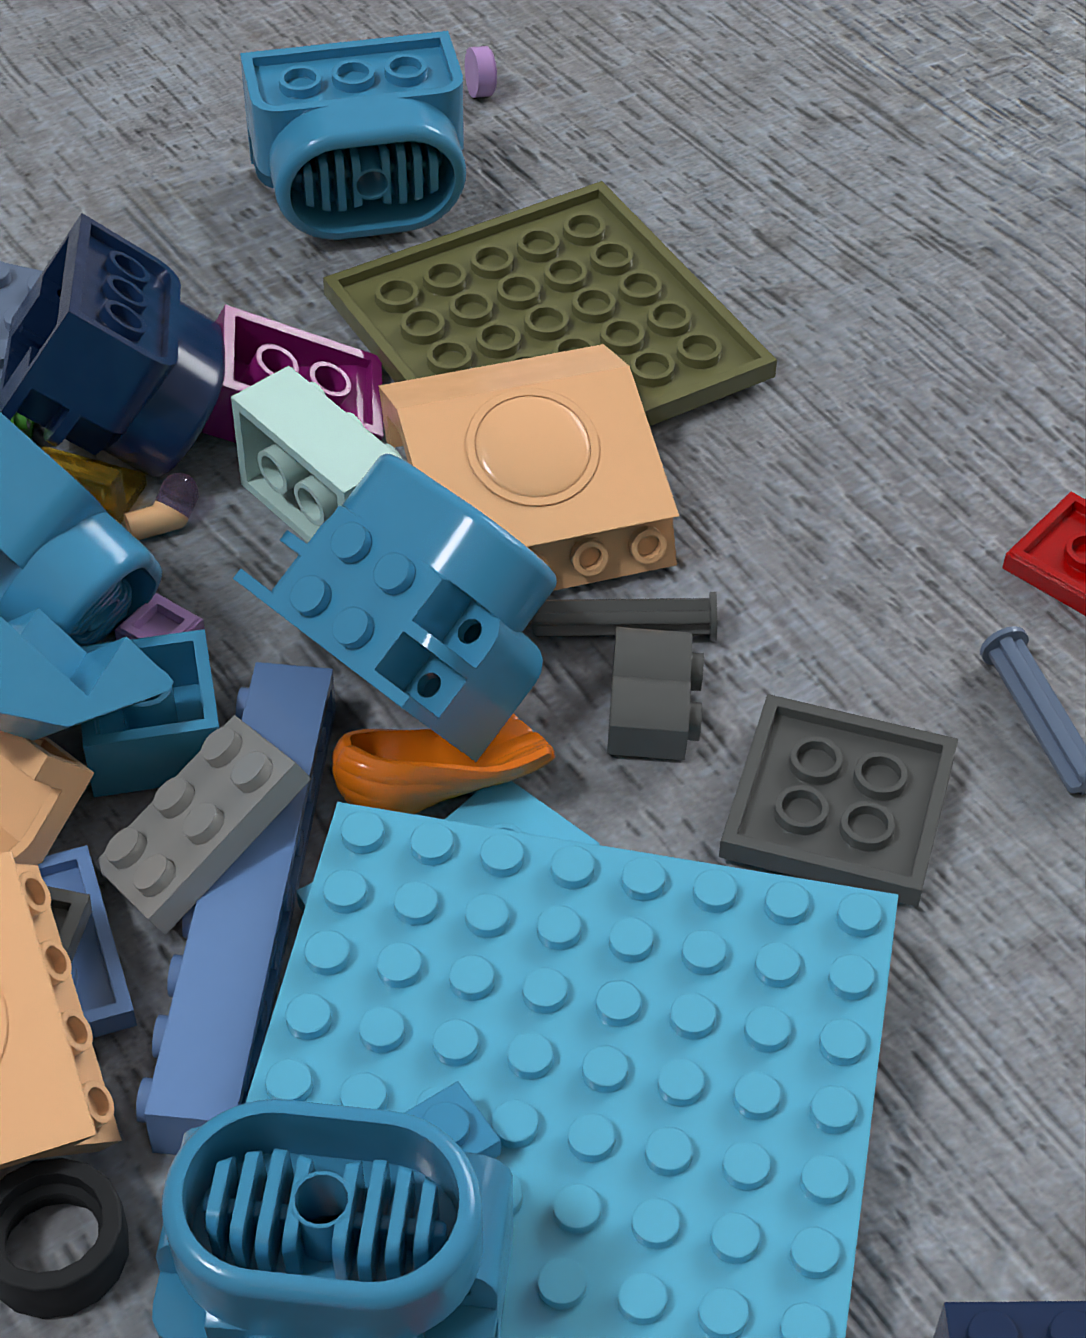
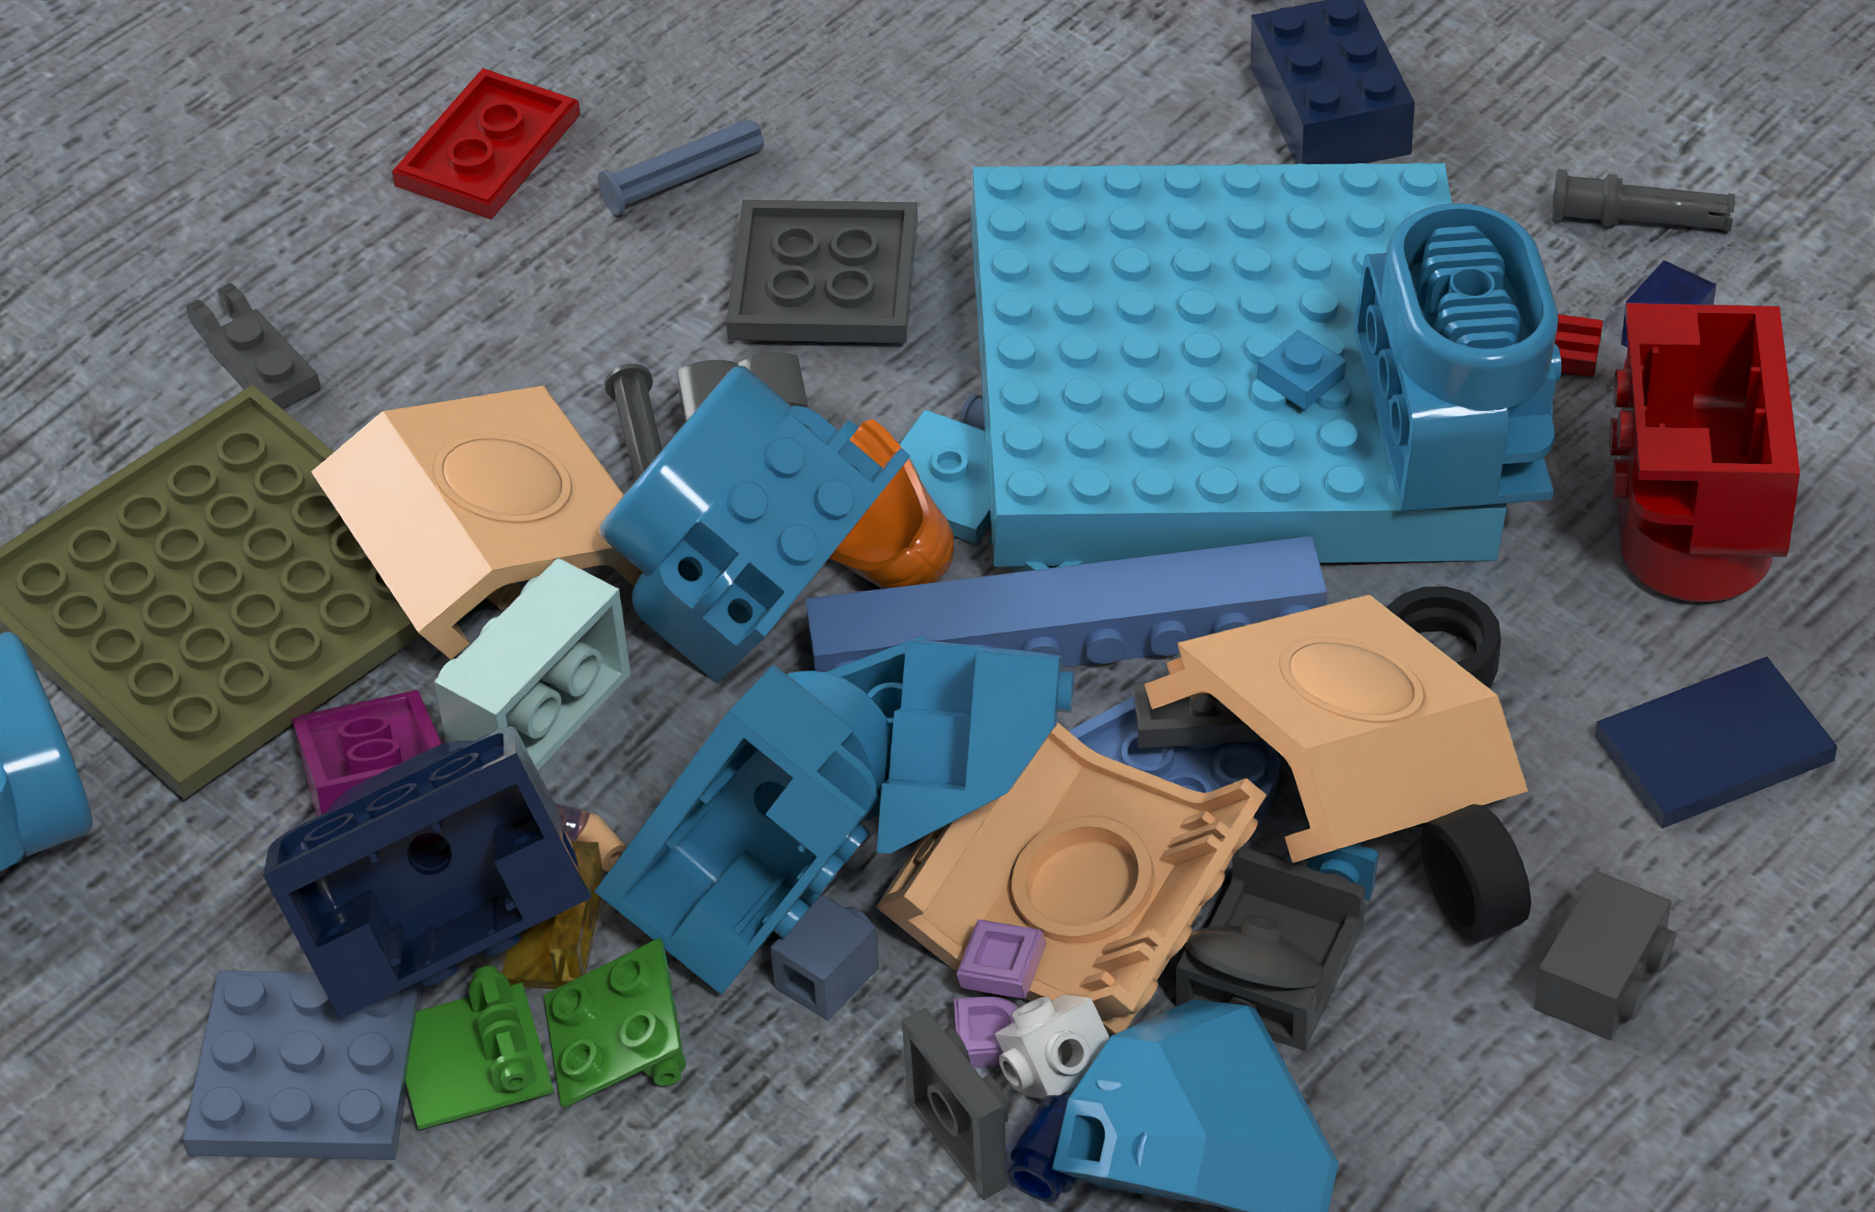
camera: 100 degrees left, 0 degrees up
(200, 822) = (1012, 602): light grey plate -> none
(842, 379) = (253, 349): none -> dark grey hinge

